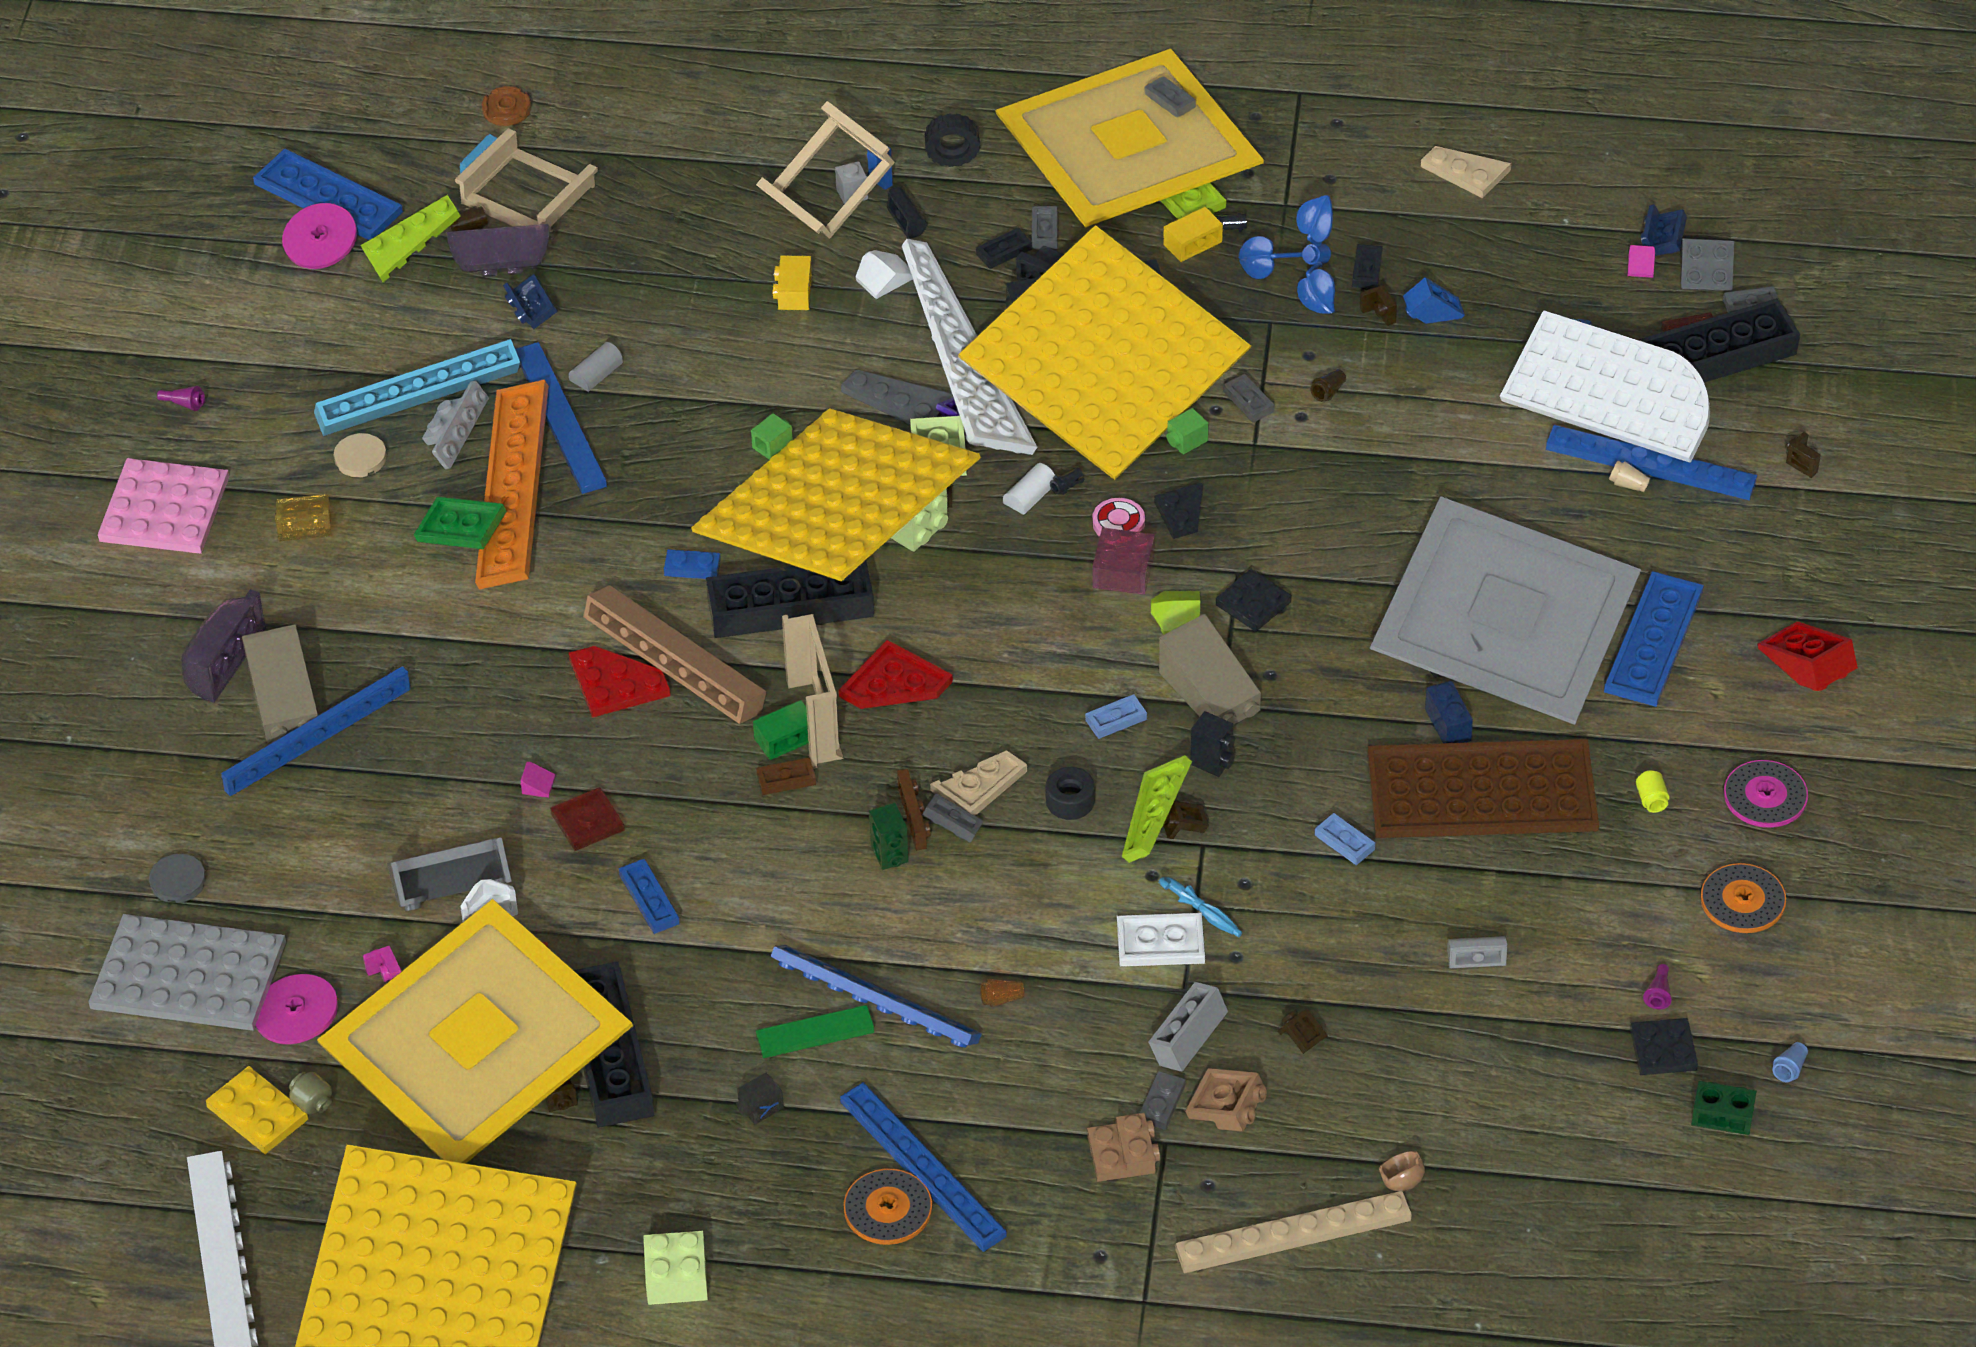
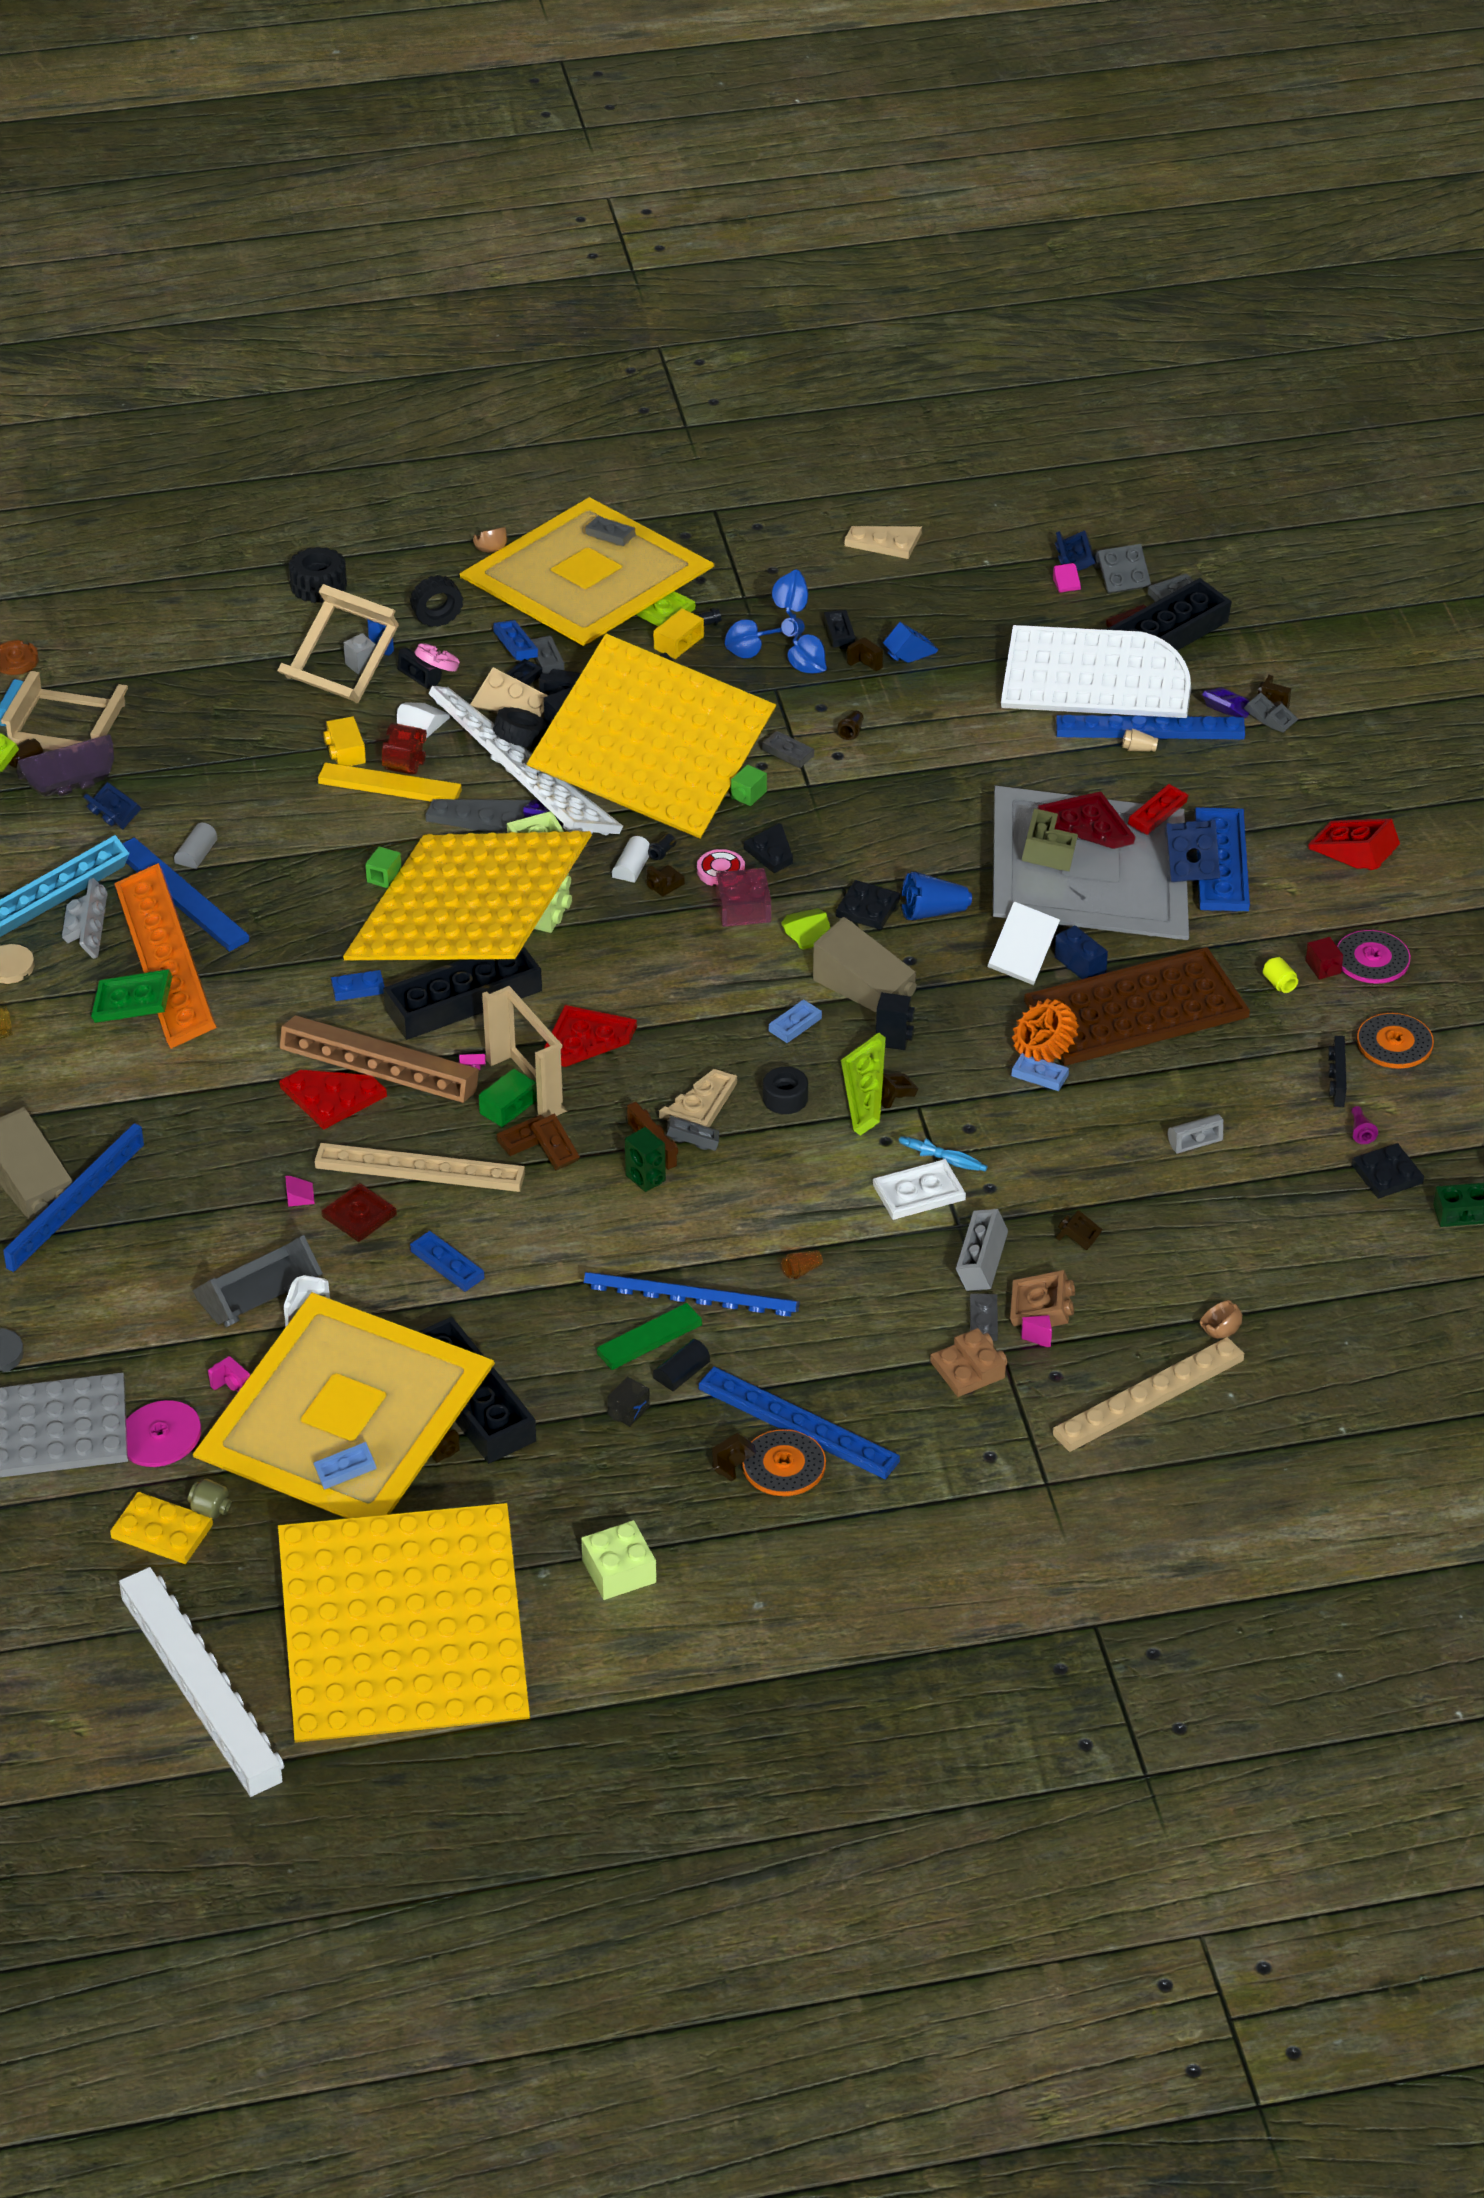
camera: 20 degrees left, 5 degrees down
(446, 1095) = (345, 1465): none -> medium blue plate
(666, 785) = (420, 1167): none -> tan plate
(768, 680) = (473, 1060): none -> dark pink plate
(809, 792) = (555, 1142): none -> reddish brown plate
(820, 340) = (387, 783): none -> yellow tile
(832, 1072) = (682, 1365): none -> black brick
(834, 1184) = (730, 1454): none -> dark brown bracket
(846, 79) = (314, 568): none -> black tyre
(846, 306) = (404, 749): none -> clear red brick
(926, 206) = (441, 660): none -> bright pink tile
(978, 296) = (519, 727): none -> black tyre
(981, 267) = (505, 691): none -> tan wing
(1018, 203) = (515, 640): none -> blue plate
(1043, 79) = (491, 540): none -> medium nougat hair
(1053, 520) = (664, 880): none -> dark brown bracket
(1207, 1130) = (1037, 1330): none -> dark pink slope
(1321, 610) = (932, 897): none -> blue cone
(1365, 796) = (1045, 1031): none -> orange gear
(1390, 687) = (1023, 943): none -> white tile
(1458, 580) = (1048, 845): none -> olive brick
(1522, 559) = (1092, 819): none -> dark red plate
(1607, 564) = (1158, 809): none -> red plate
(1621, 608) = (1189, 836): none -> dark blue bracket
(1661, 918) = (1337, 1071): none -> black plate
(1709, 783) = (1324, 958): none -> dark red brick
(1749, 451) = (1226, 702): none -> dark purple slope
(1789, 478) = (1266, 712): none -> dark grey slope

